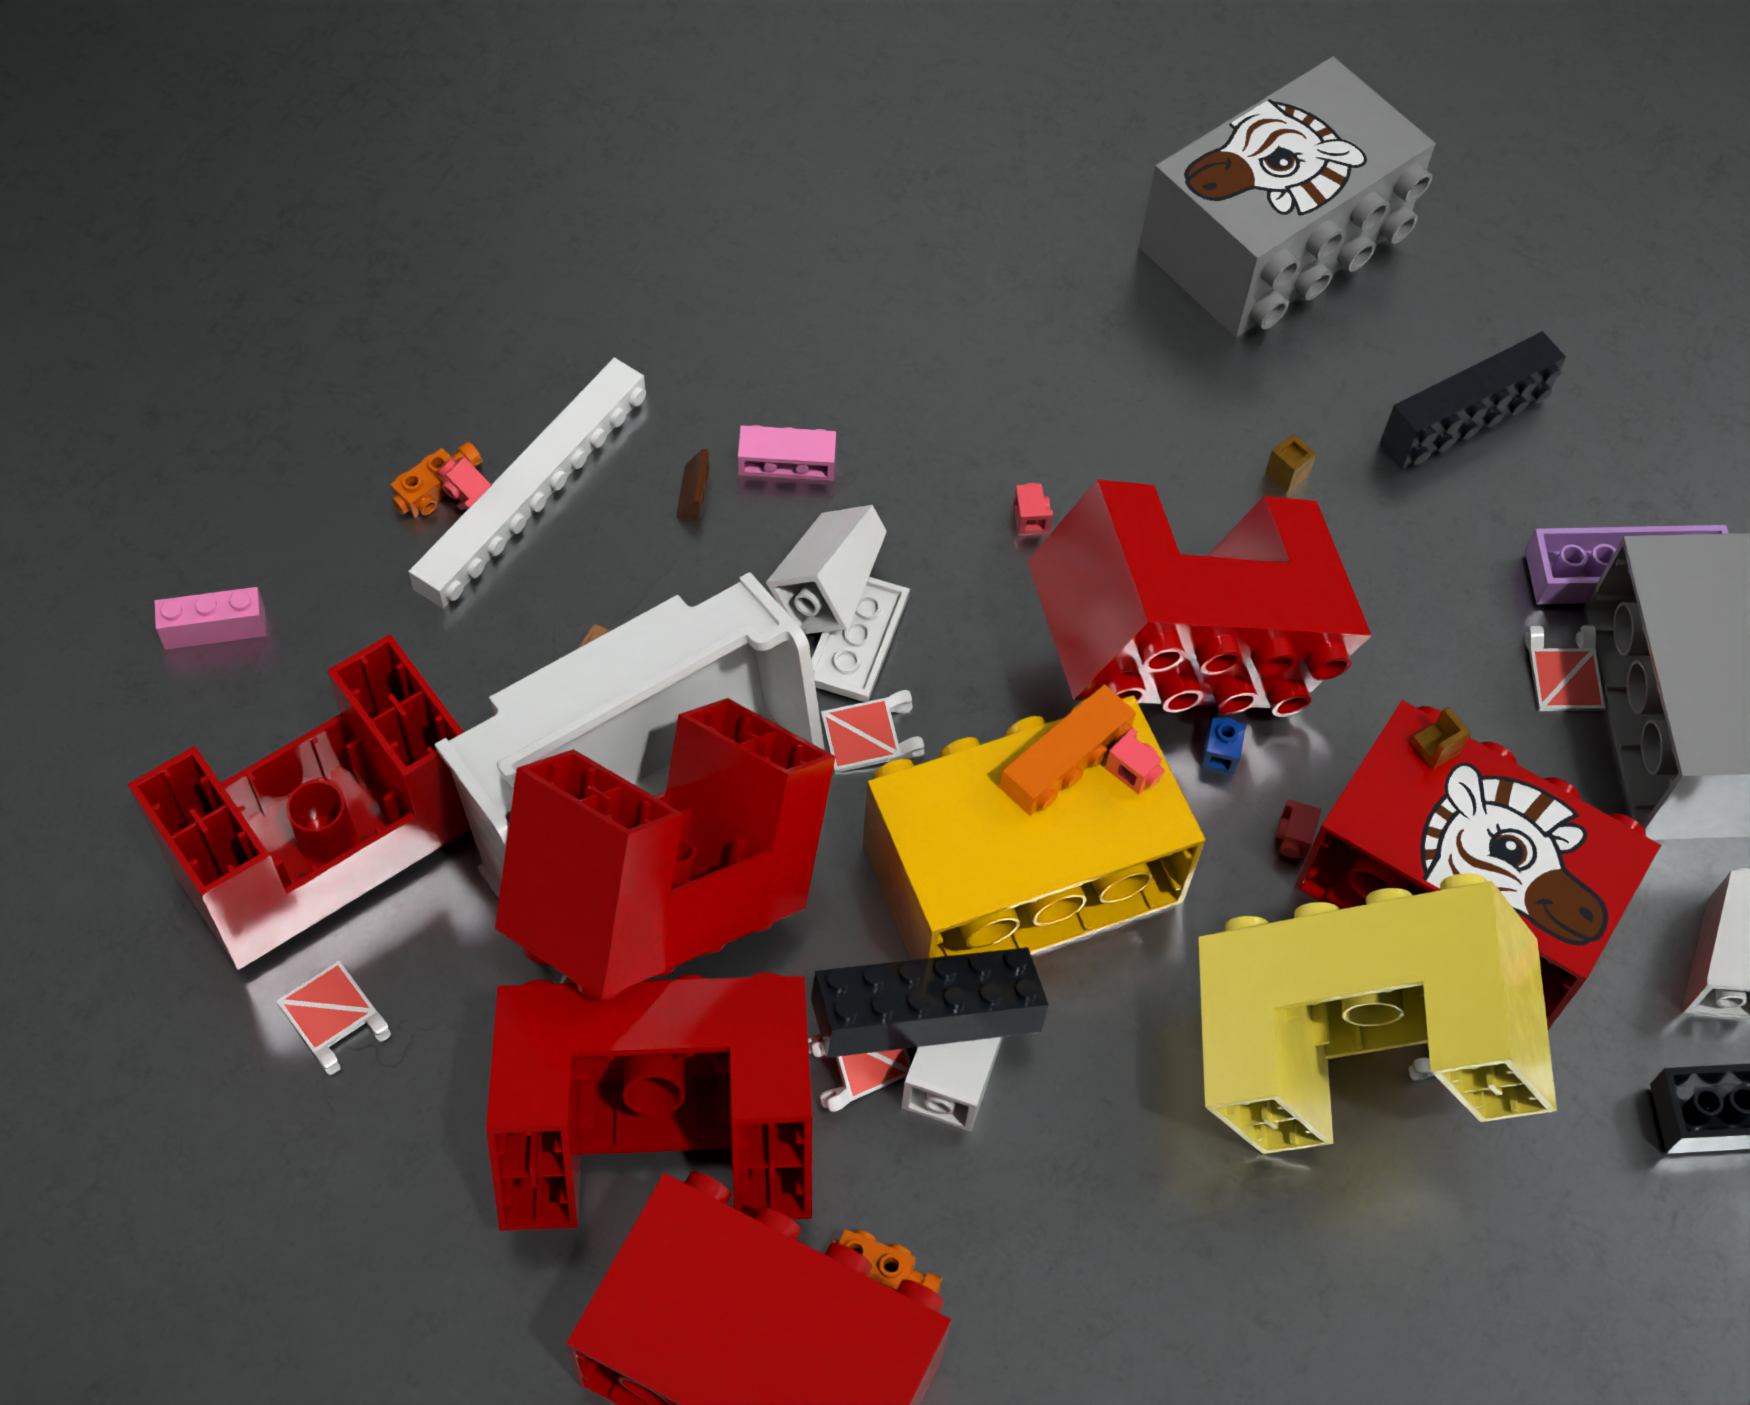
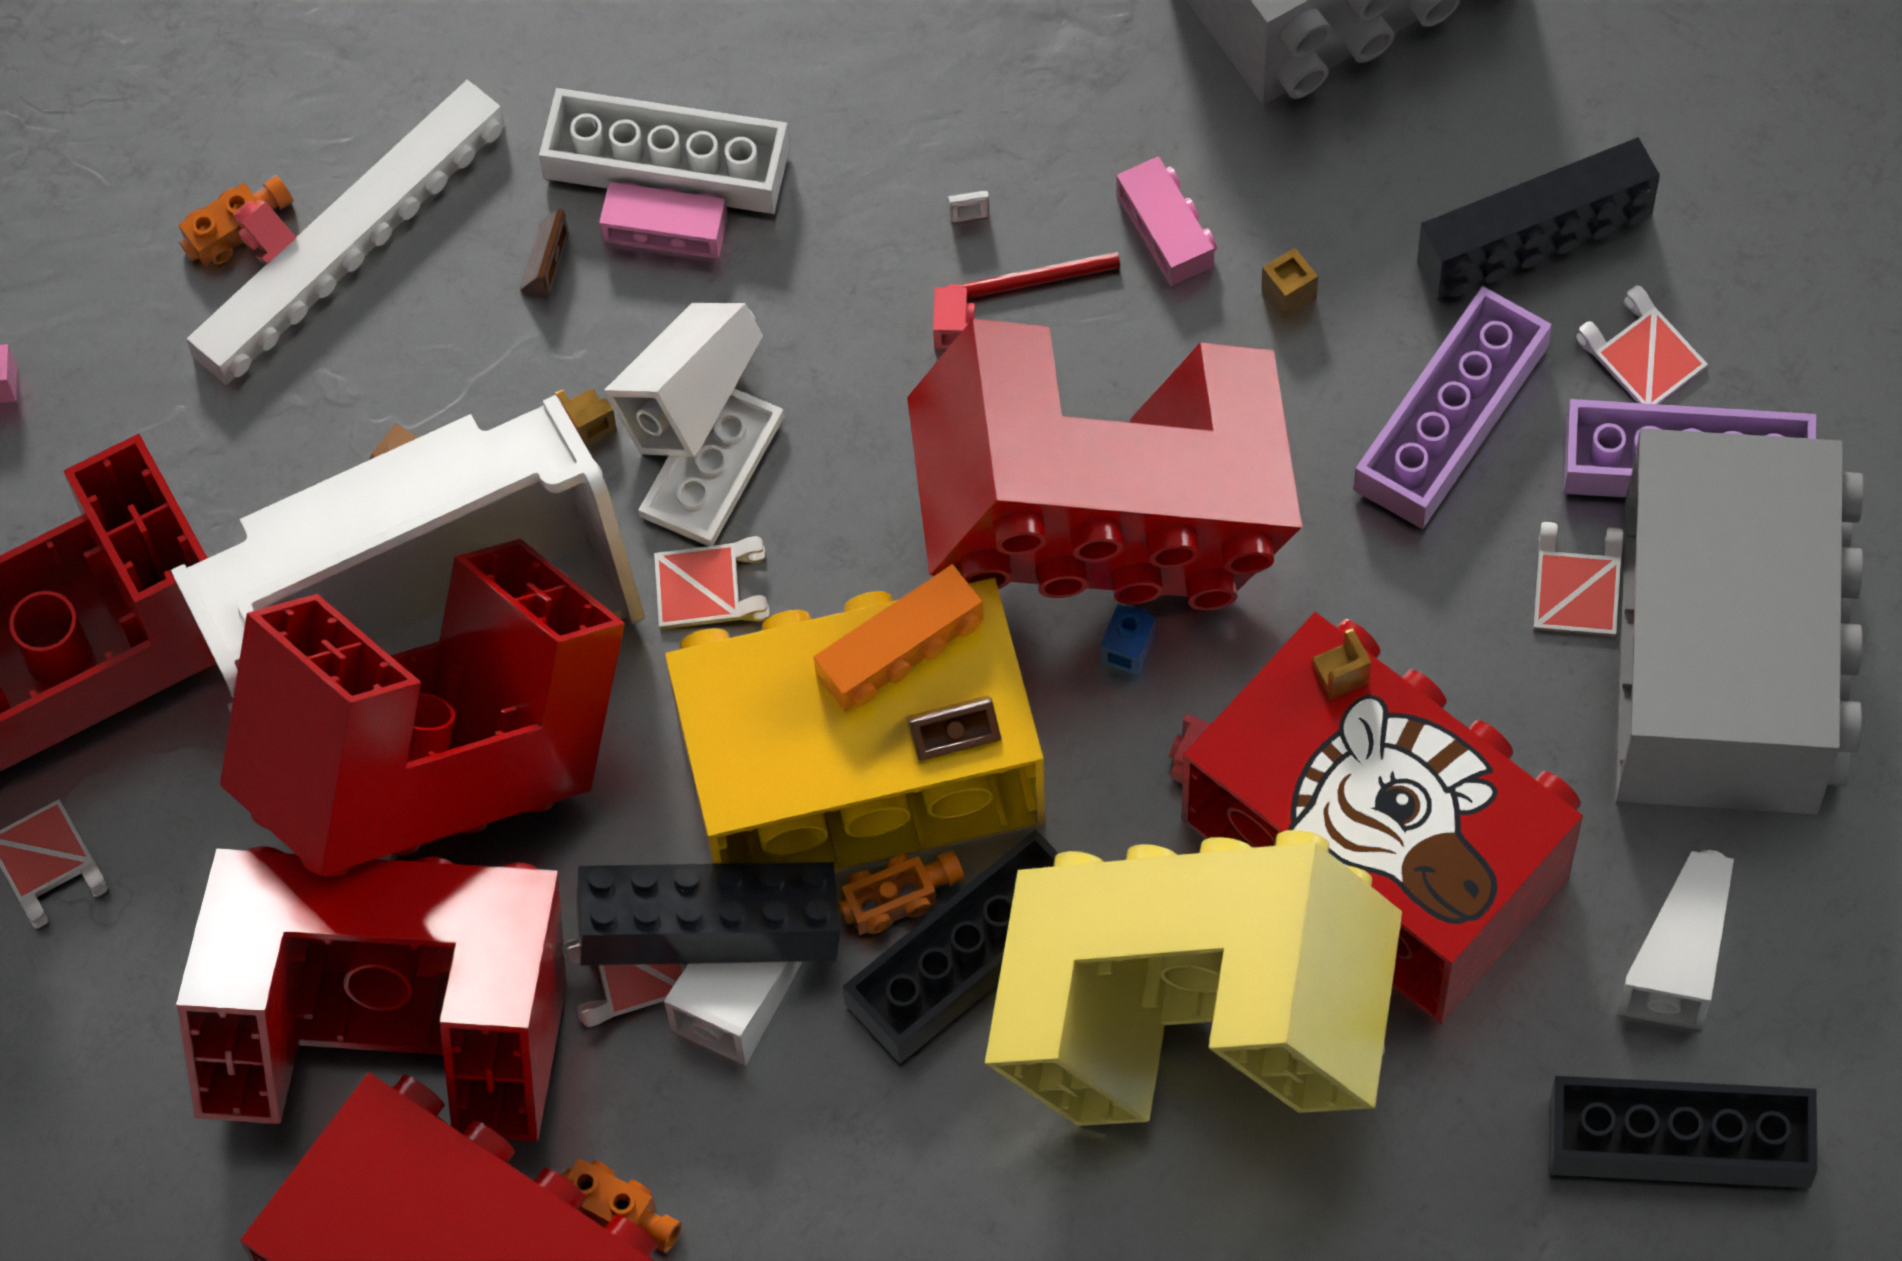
camera: 15 degrees right, 5 degrees up
(779, 395) = (662, 145): none -> white brick
(1026, 425) = (968, 206): none -> white slope
(1078, 953) = (886, 887): none -> orange brick
(1097, 472) = (1042, 275): none -> red bar
(1126, 820) = (954, 728): none -> reddish brown slope
(1134, 763) = (974, 660): coral brick -> none
(1135, 1016) = (945, 958): none -> black brick
(1183, 424) = (1166, 220): none -> bright pink brick
(1440, 545) = (1452, 407): none -> lavender brick
(1572, 494) = (1648, 355): none -> flag

